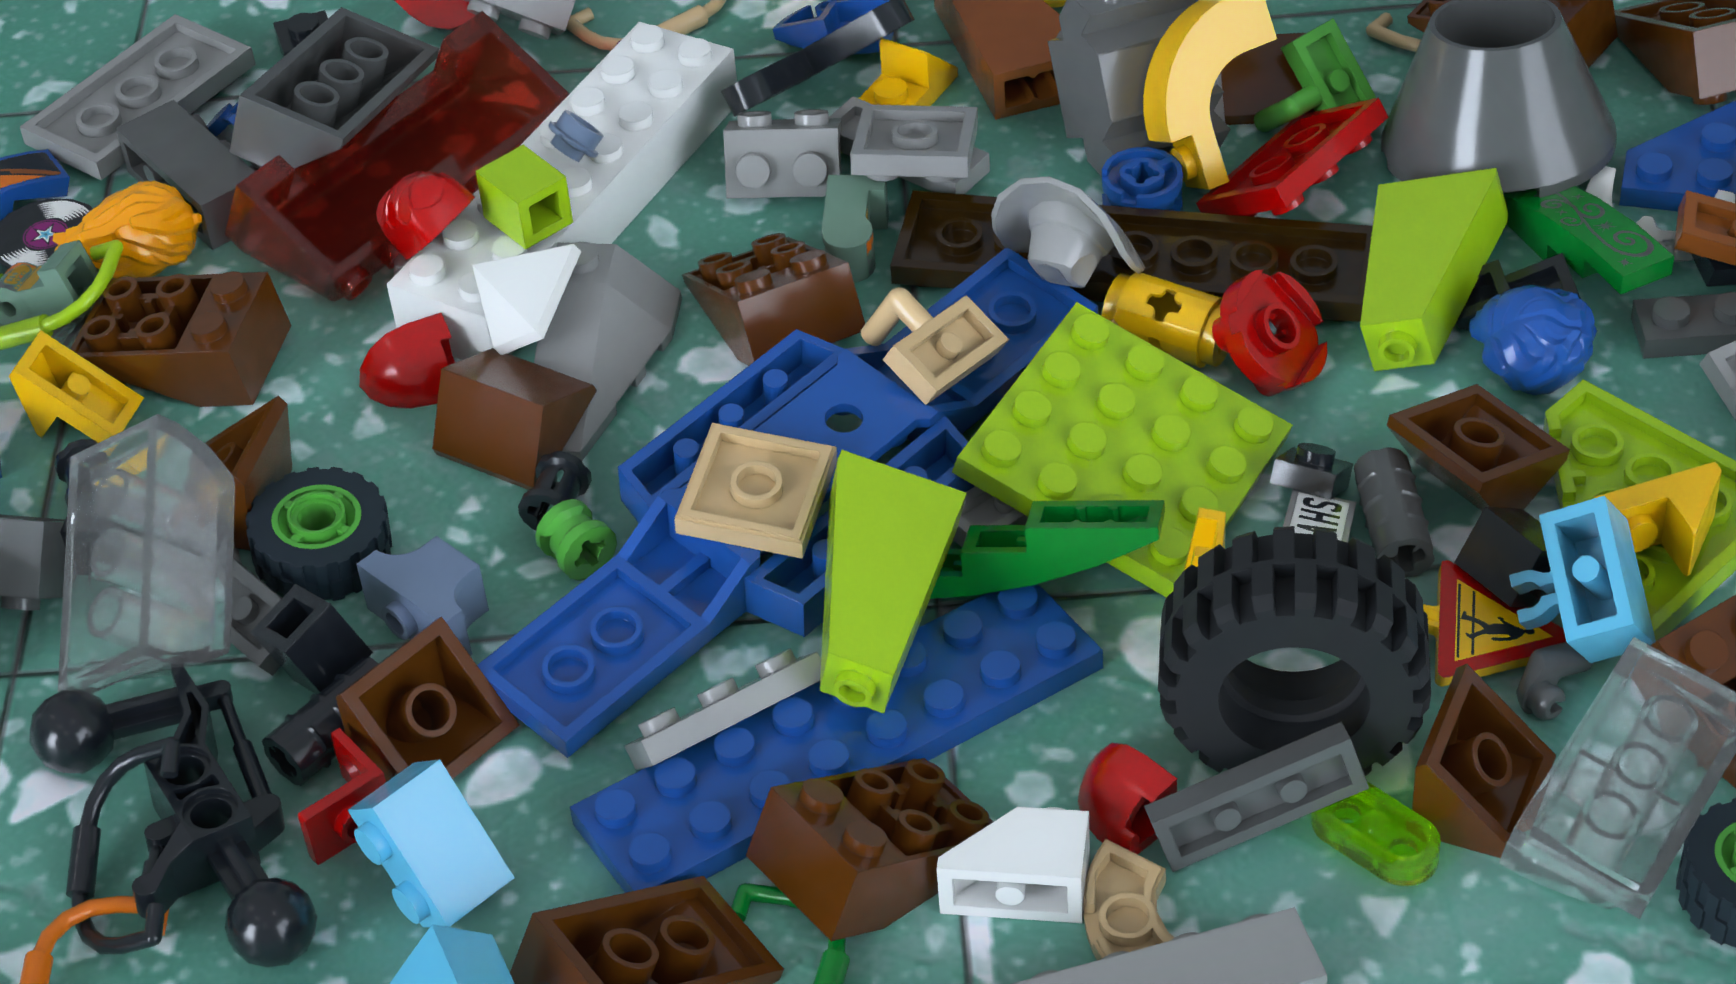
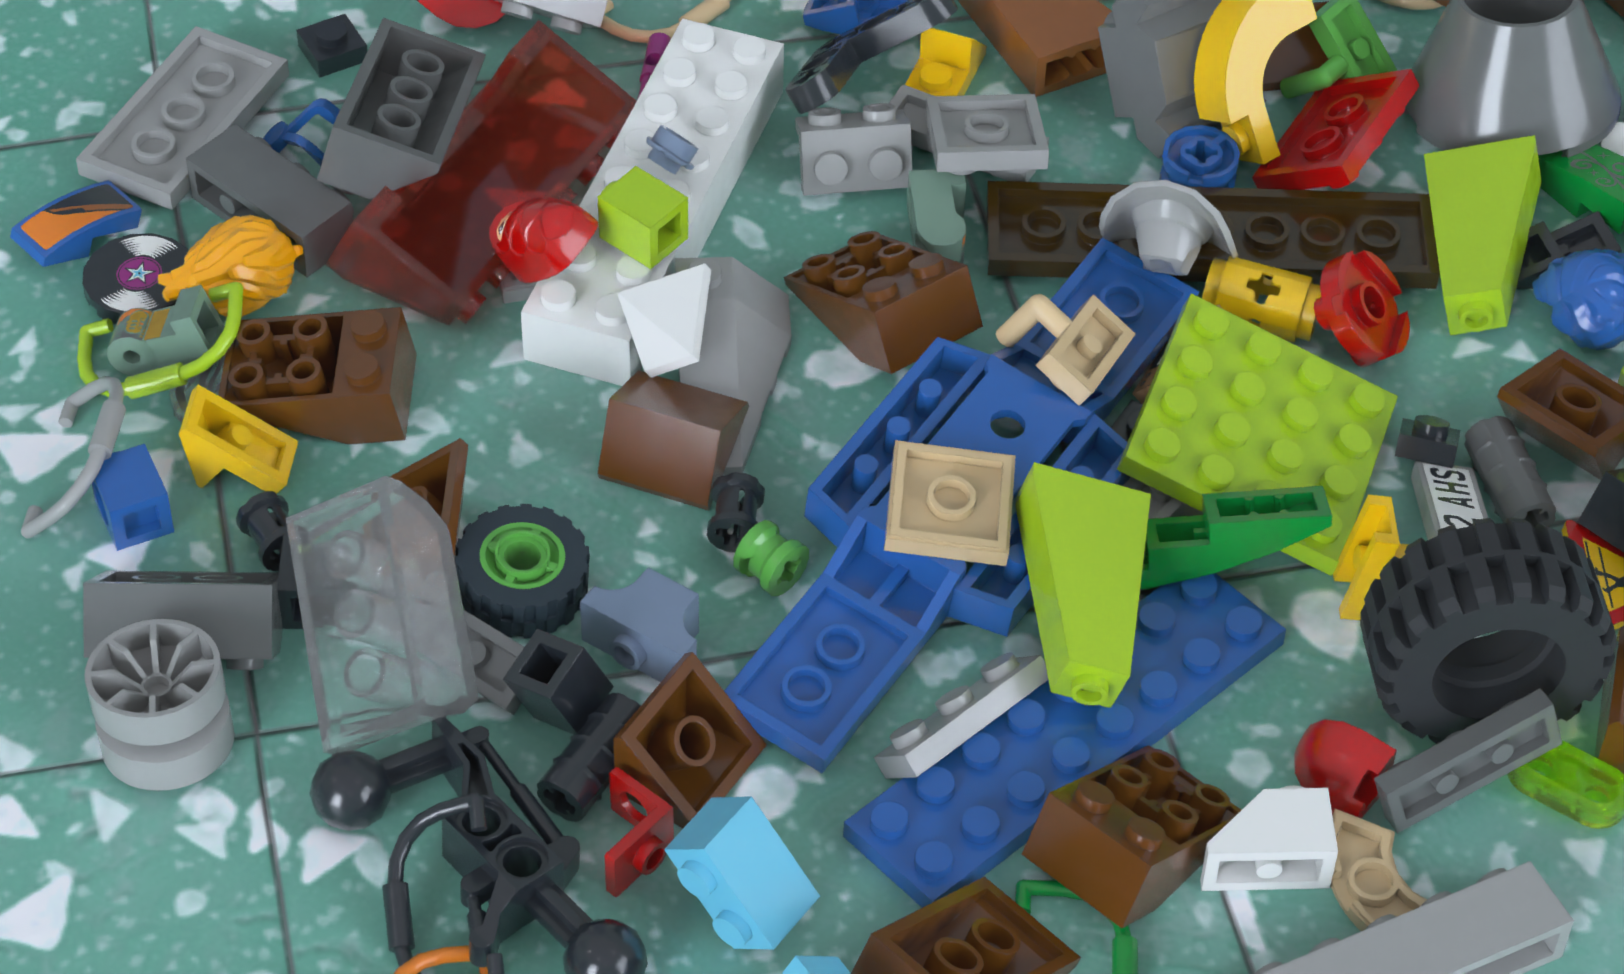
camera: 15 degrees left, 5 degrees up
(407, 364) = (556, 391): red brick -> none

